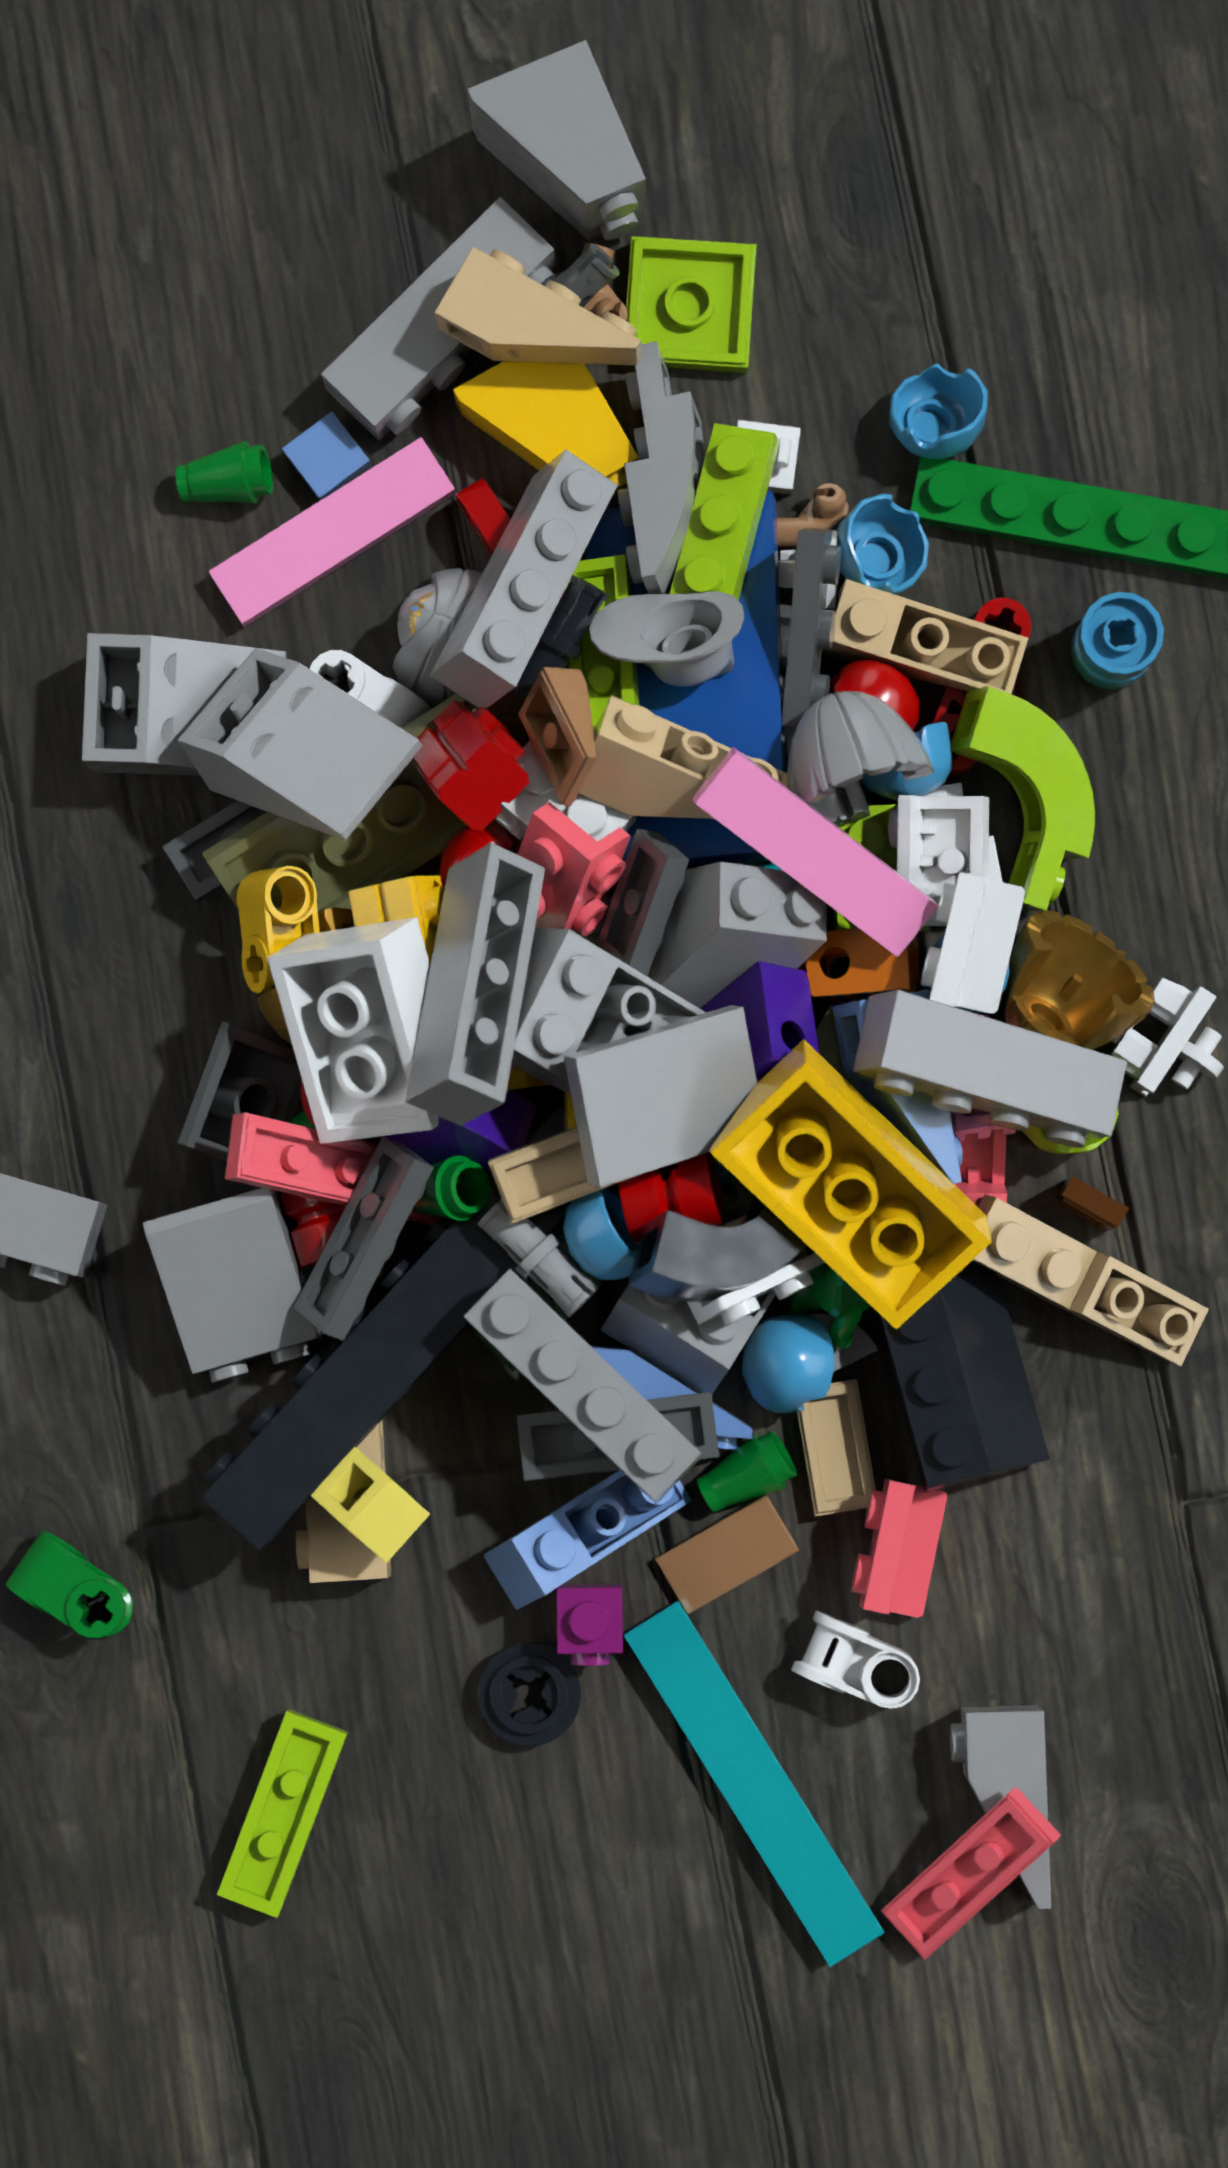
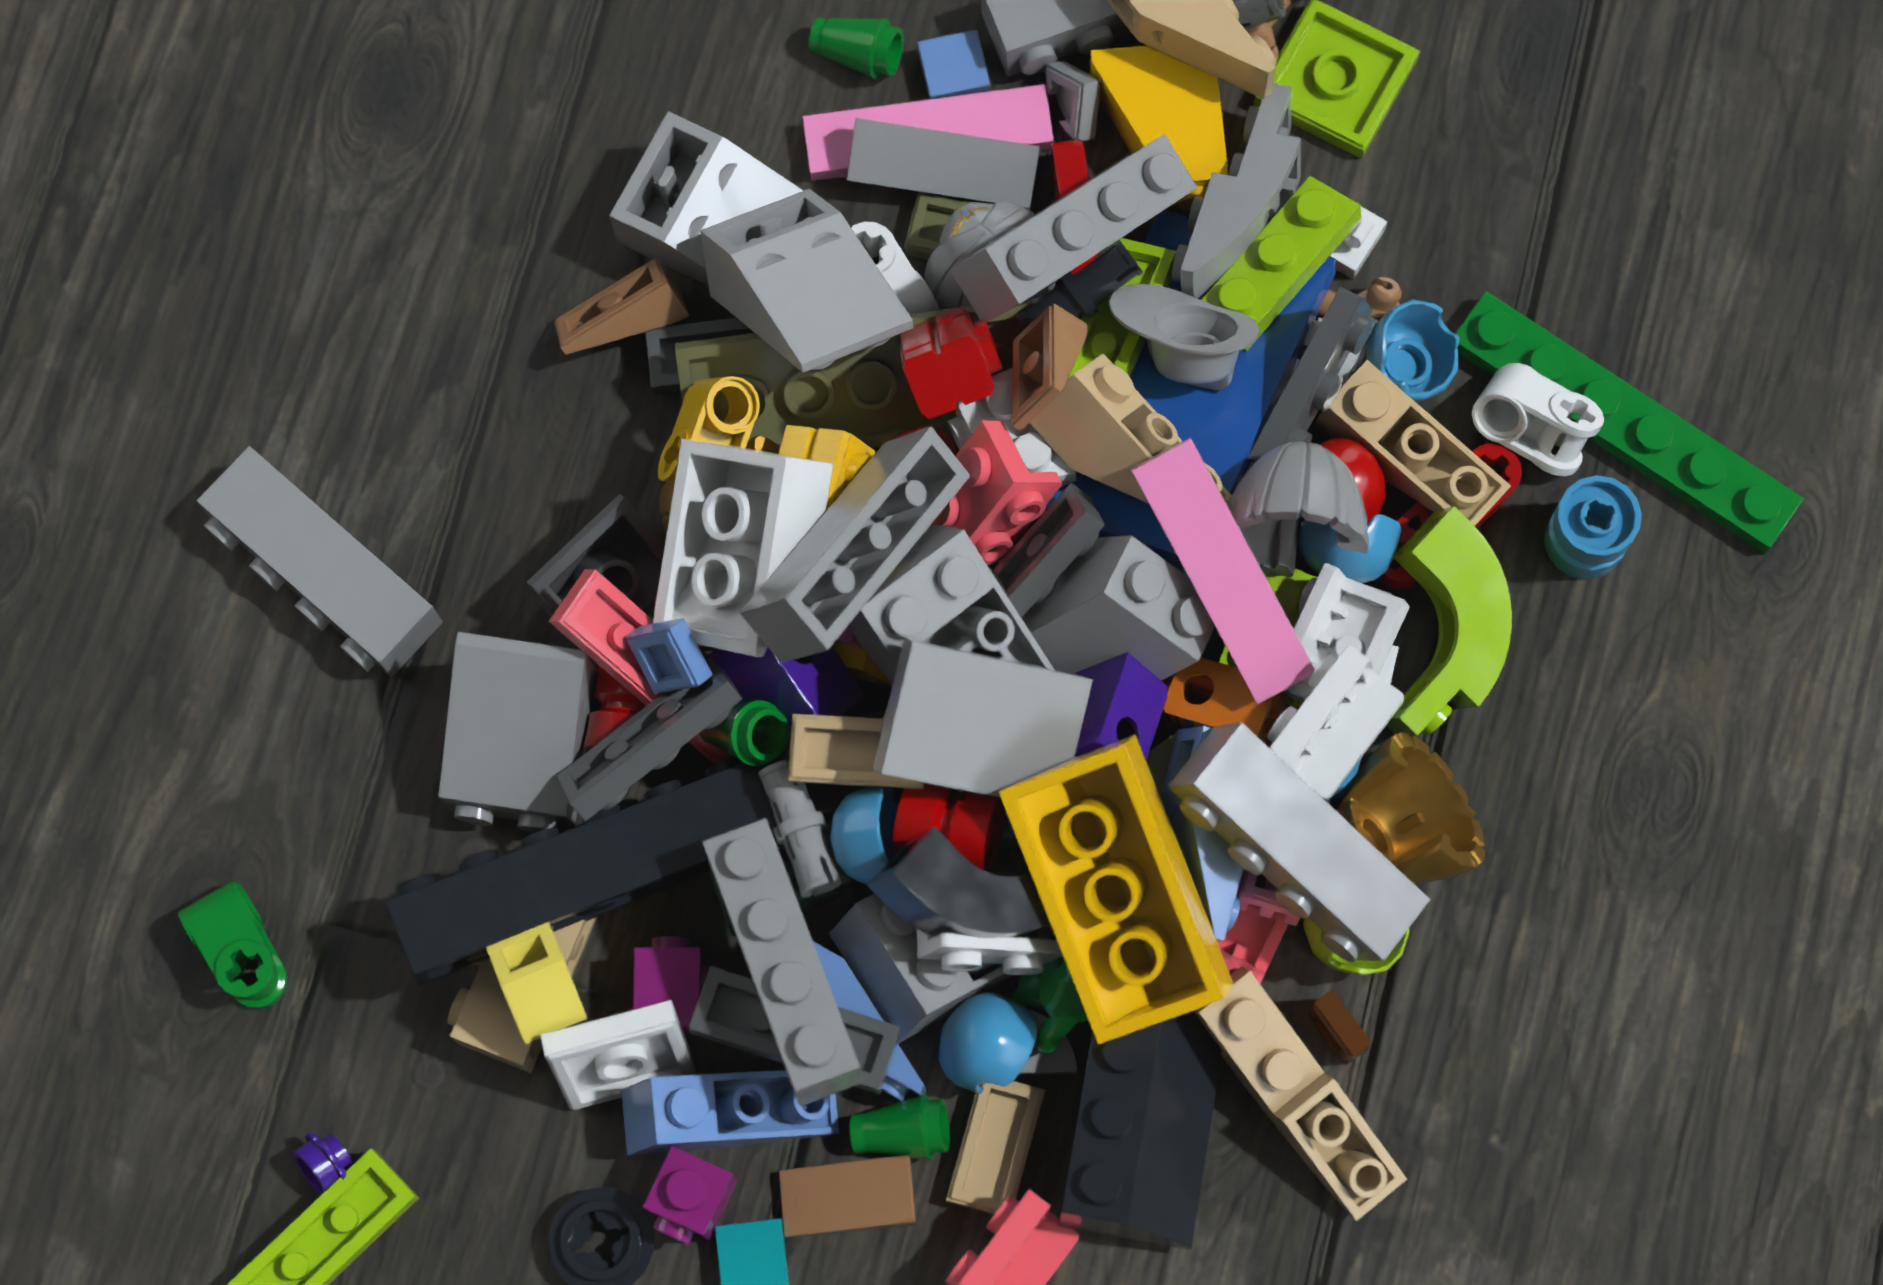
camera: 25 degrees right, 10 degrees down
(132, 837) = (626, 308): none -> medium nougat slope
(247, 1742) = (322, 1161): none -> dark purple plate
(348, 1158) = (669, 656): none -> medium blue tile
(362, 559) = (942, 162): none -> light grey tile
(378, 618) = (928, 222): none -> olive tile
(457, 435) = (1077, 98): none -> light grey tile
(469, 1529) = (617, 1052): none -> white tile
(482, 1443) = (672, 973): none -> magenta brick
(938, 412) = (1518, 260): dark azure hair -> none
(1015, 558) = (1536, 418): none -> white piece
(1182, 1013) = (1503, 891): white hips -> none

